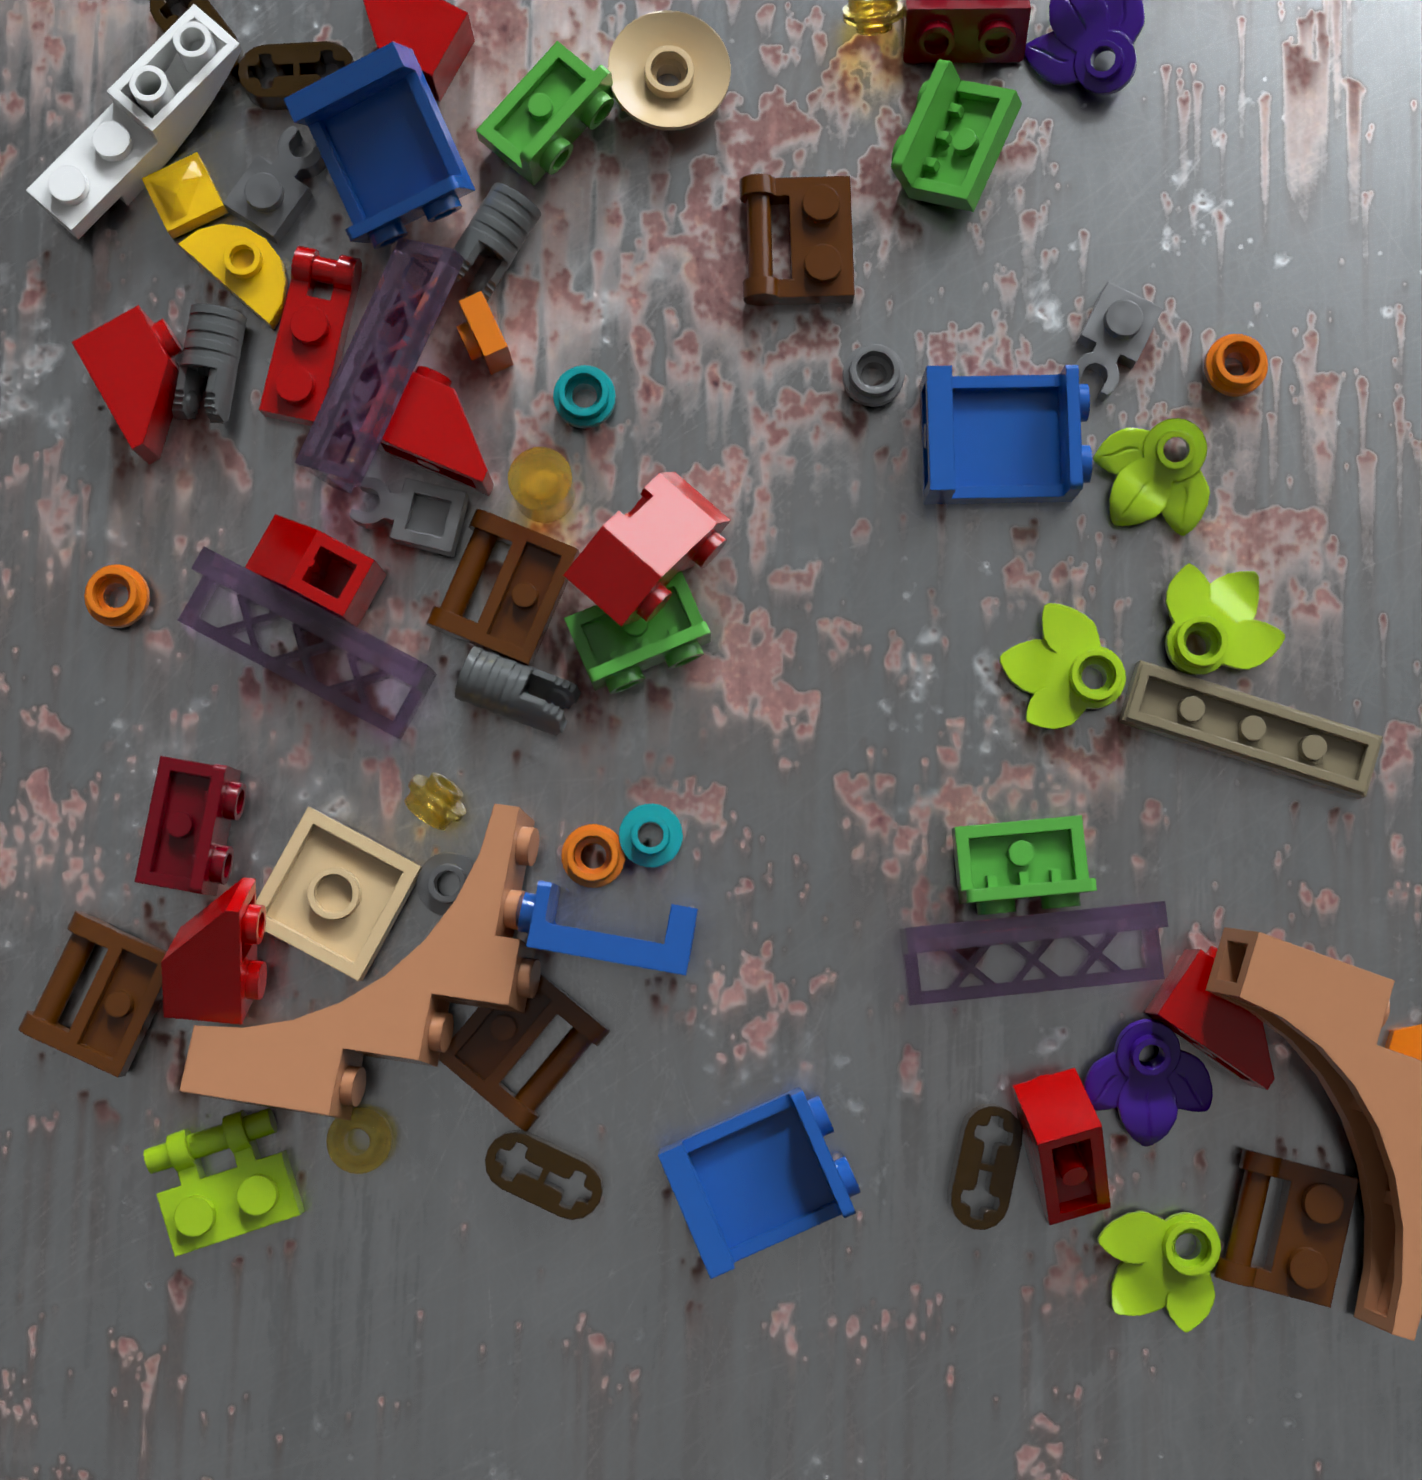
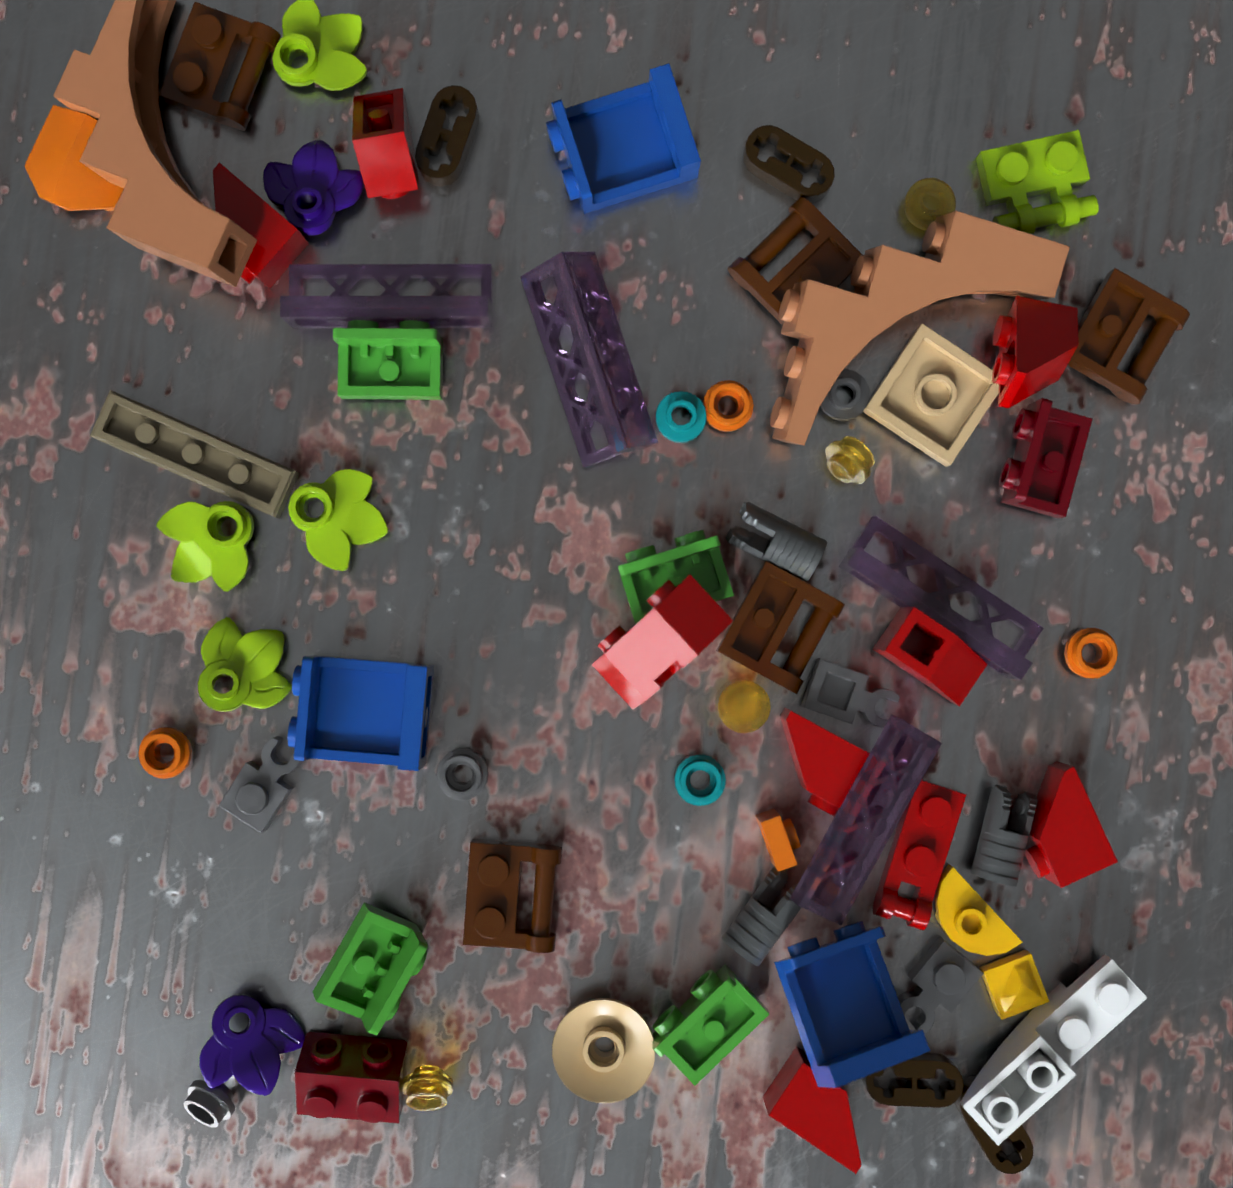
camera: 175 degrees left, 5 degrees up
(538, 920) = (723, 325): blue panel -> none
(764, 901) = (595, 352): none -> clear purple fence

